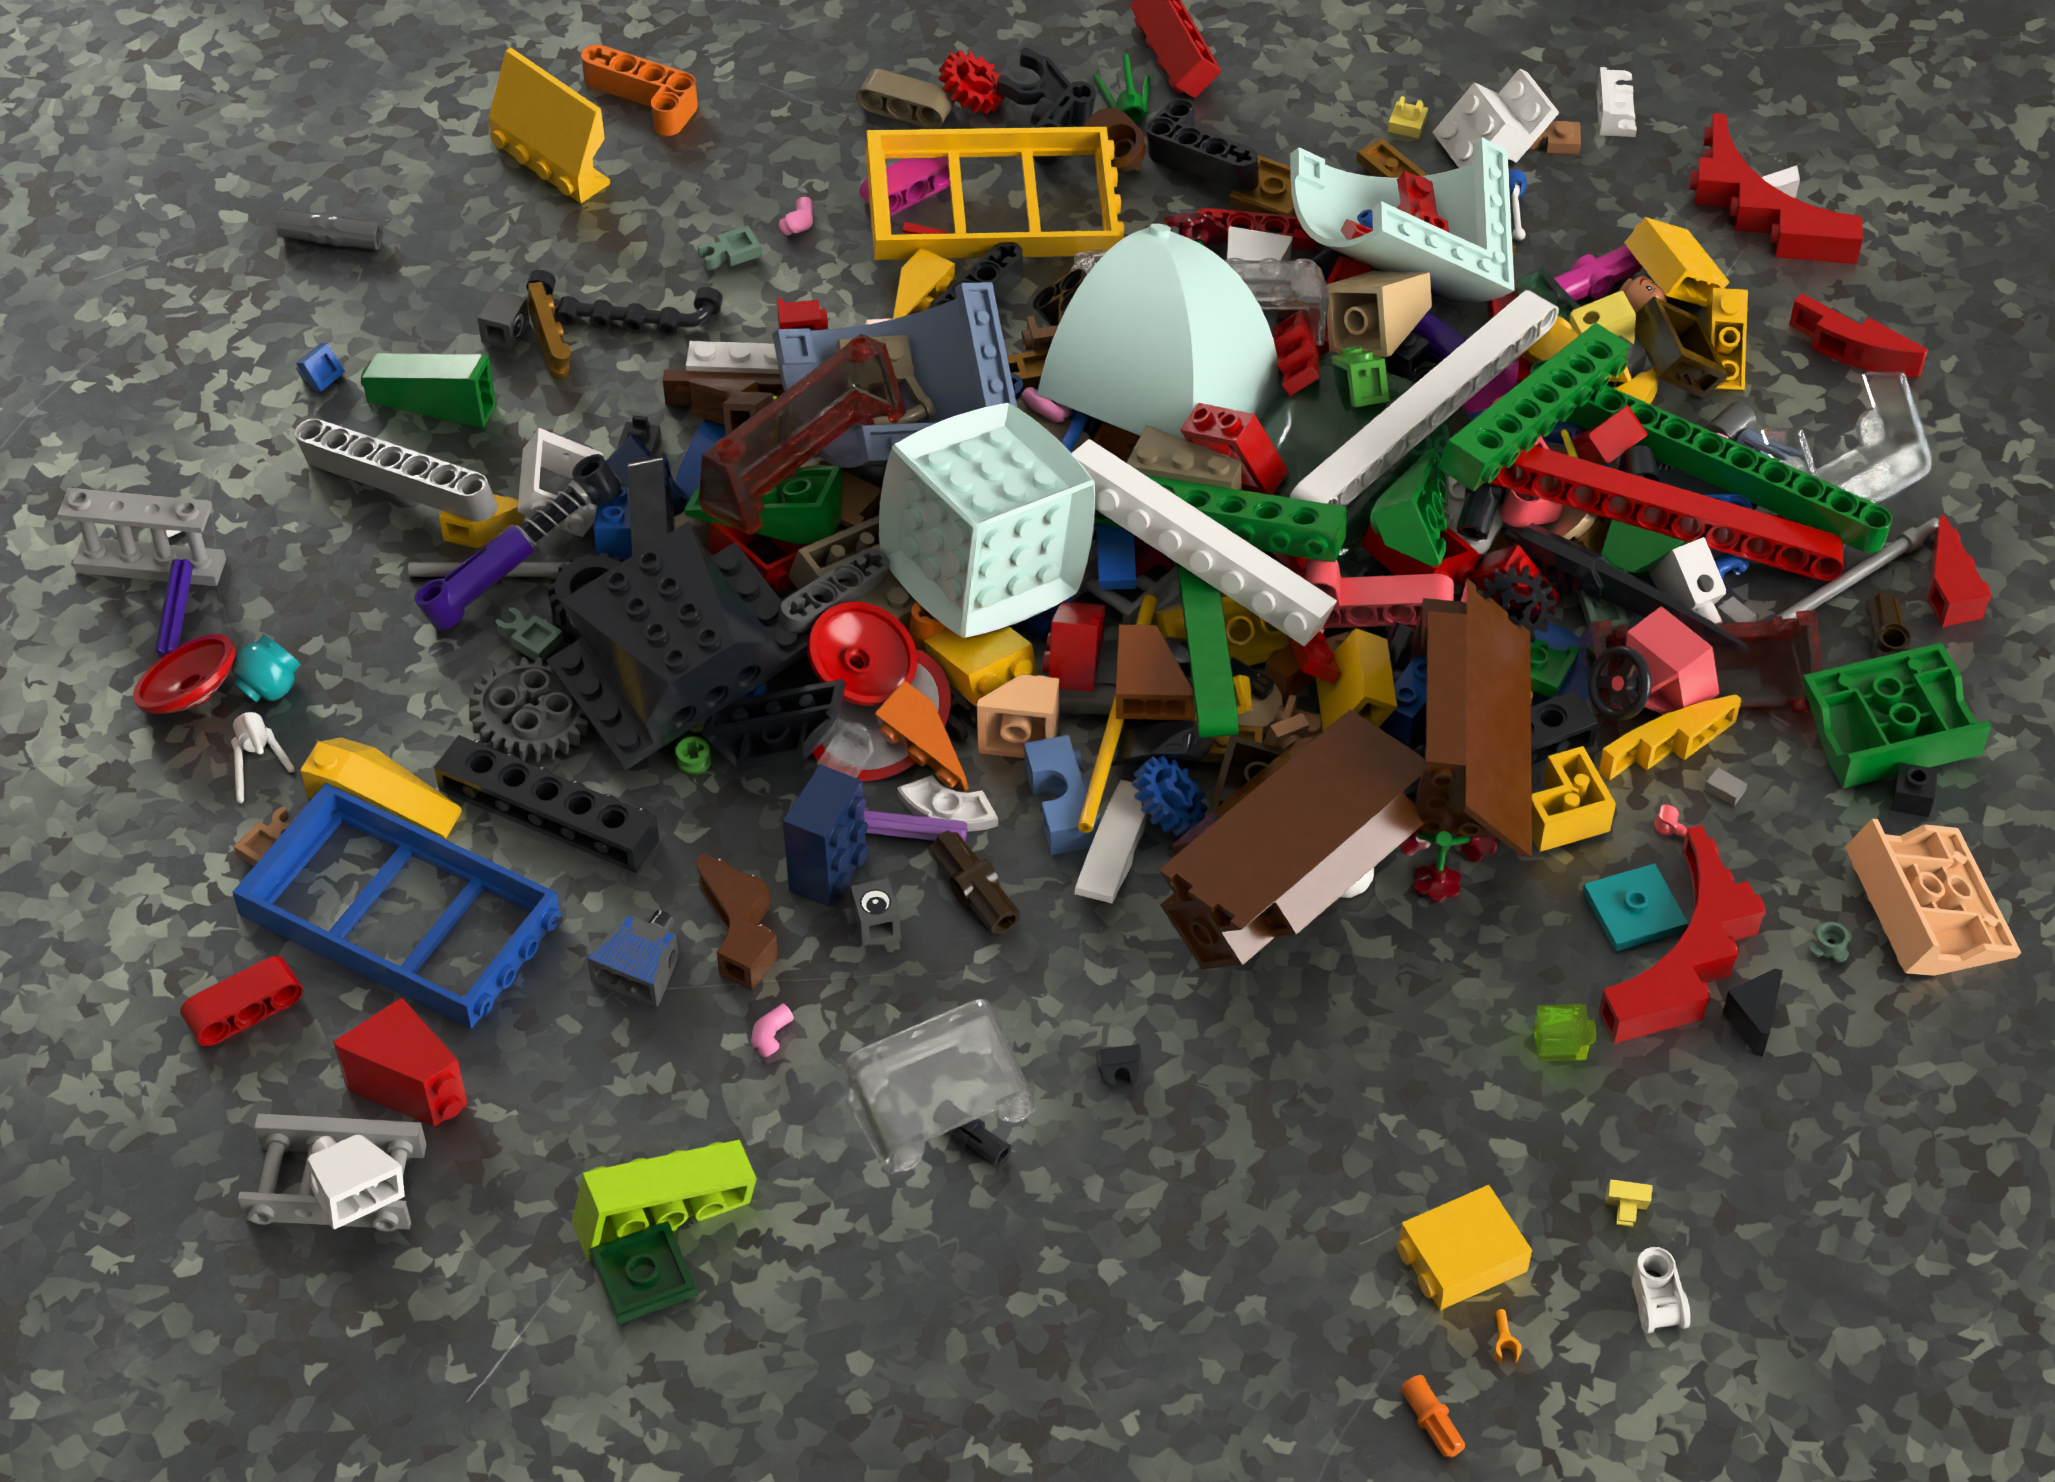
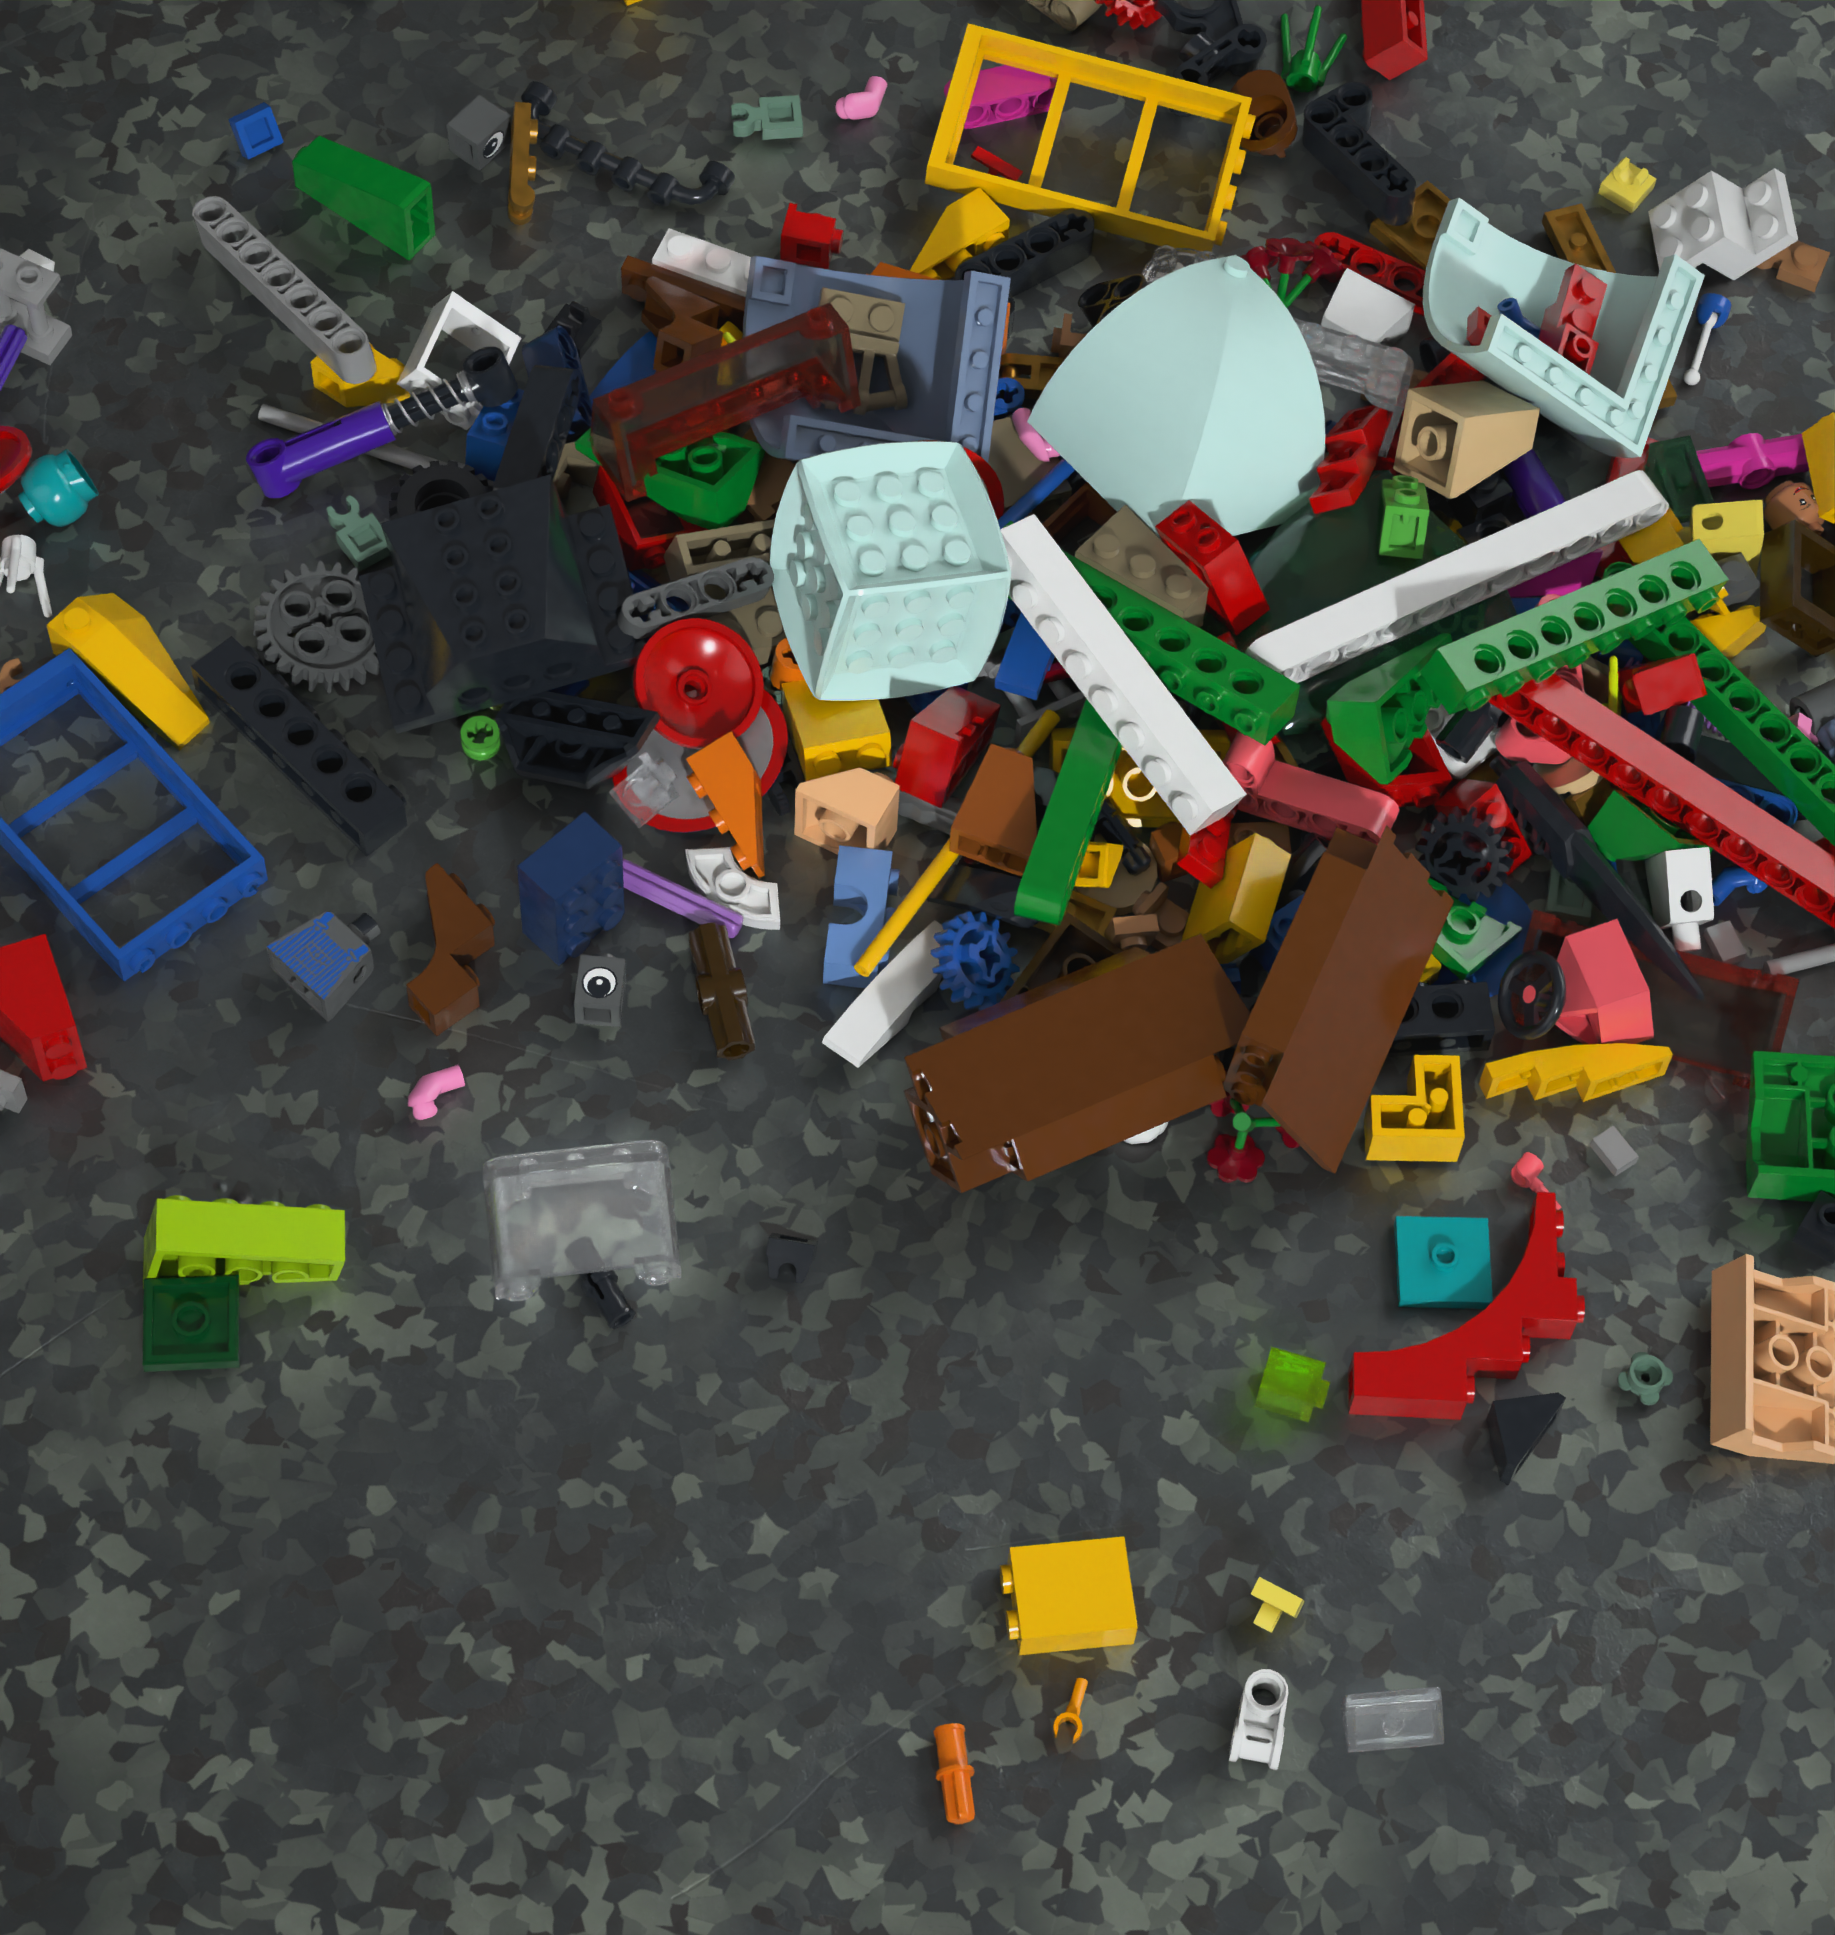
camera: 15 degrees right, 10 degrees up
(1760, 1258) = (1393, 1719): none -> clear slope

